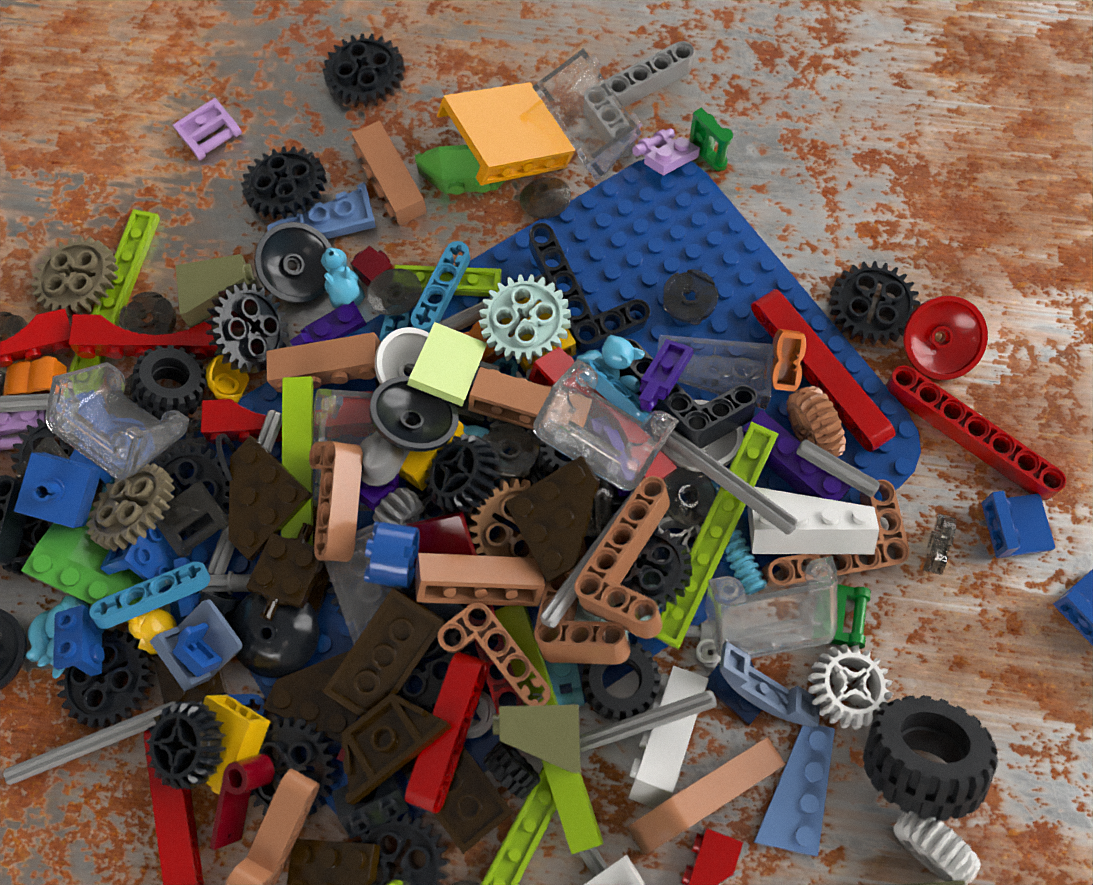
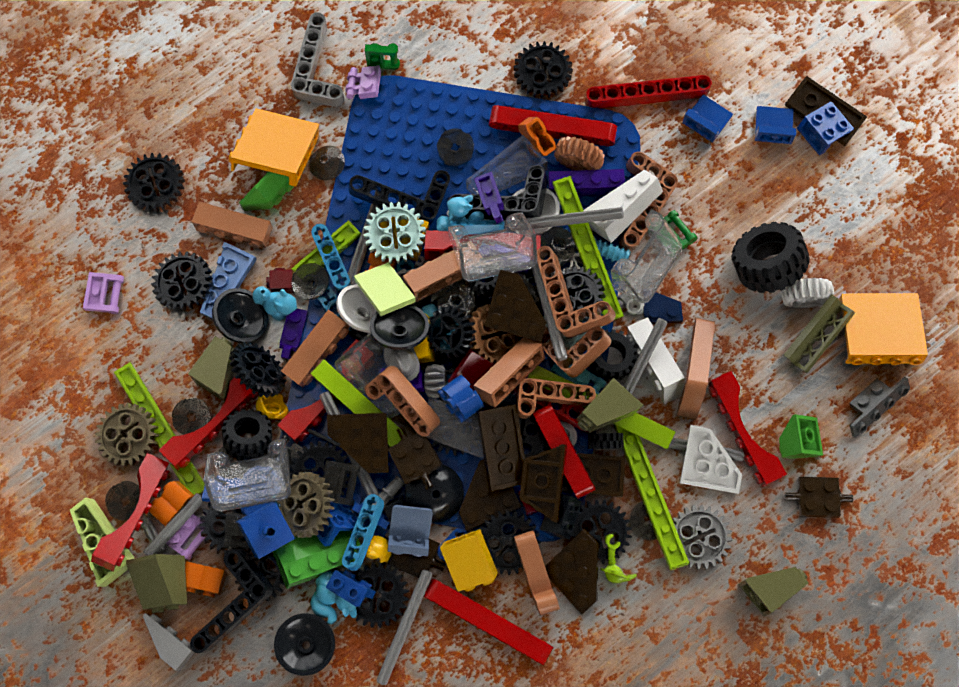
camera: 50 degrees left, 5 degrees up
(185, 745) = (450, 569): black gear -> none
(195, 652) = (414, 535): blue bracket -> none
(234, 796) = (497, 563): dark red door -> none
(589, 112) = (309, 97): clear windscreen -> none
(760, 690) = (678, 299): sand blue slope -> none
(798, 803) = (736, 334): medium blue wing -> none
(838, 468) = (610, 166): light grey axle -> none
(868, 702) = (699, 266): white gear -> none
(939, 544) = (684, 158): clear smoke plate -> none
(962, 338) = (601, 53): red dish -> none

